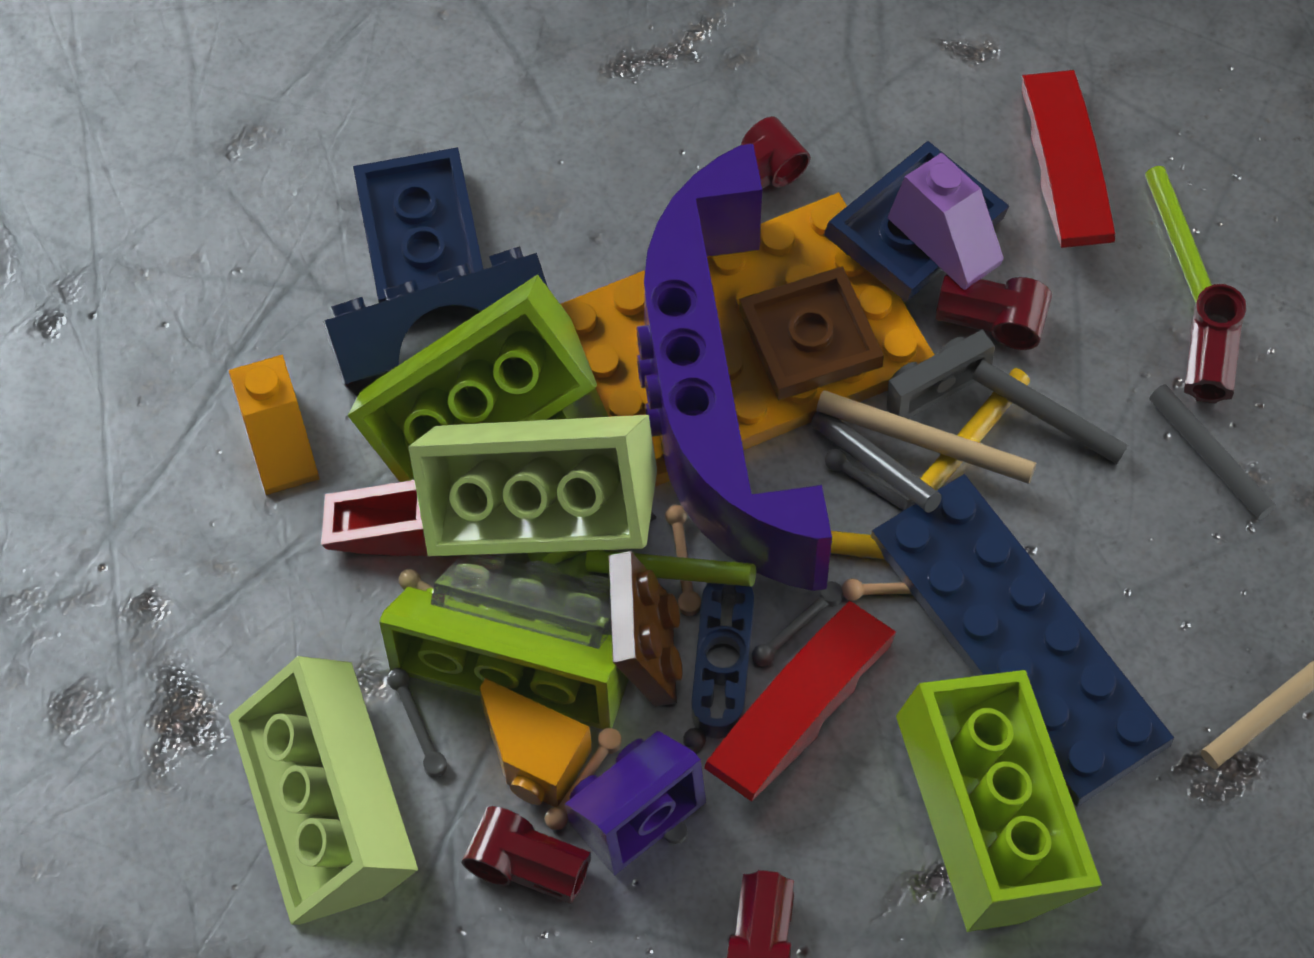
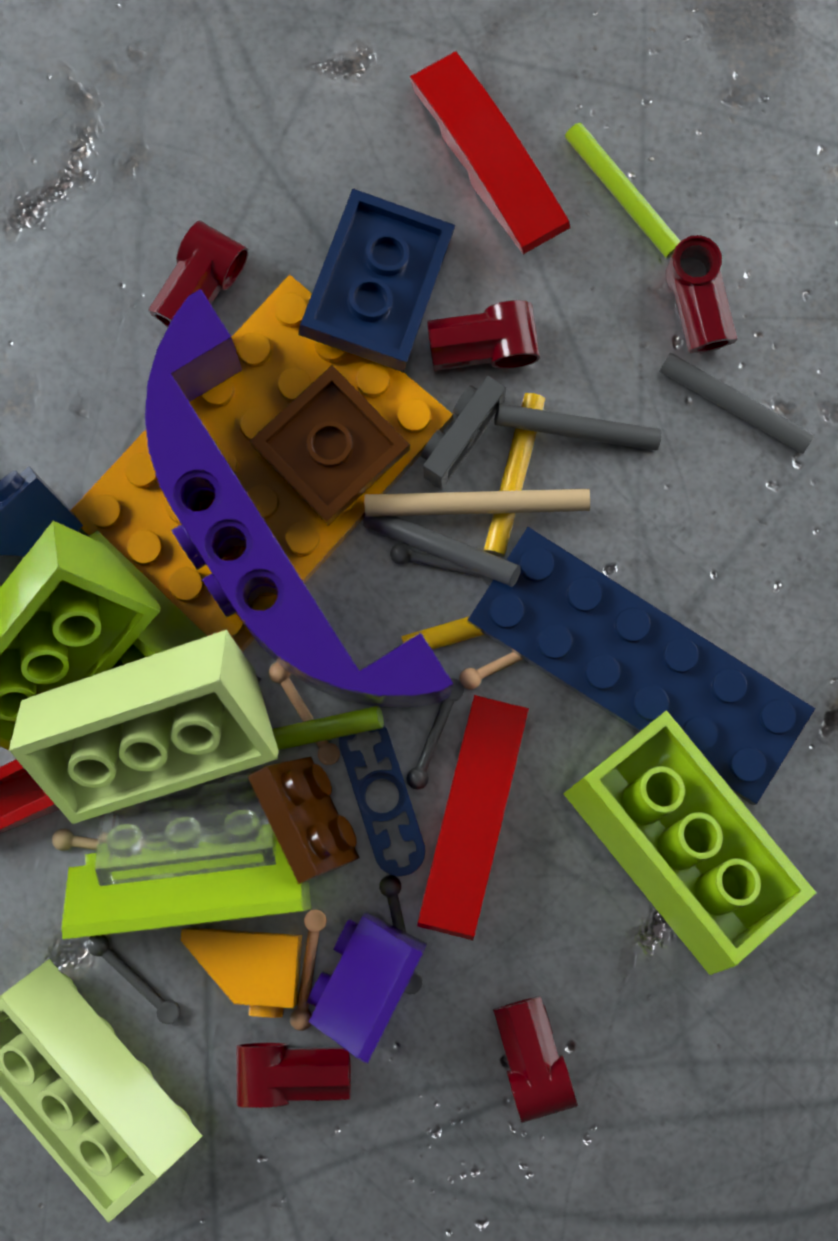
camera: 20 degrees left, 20 degrees up
(948, 220) = (413, 278): medium lavender slope -> none

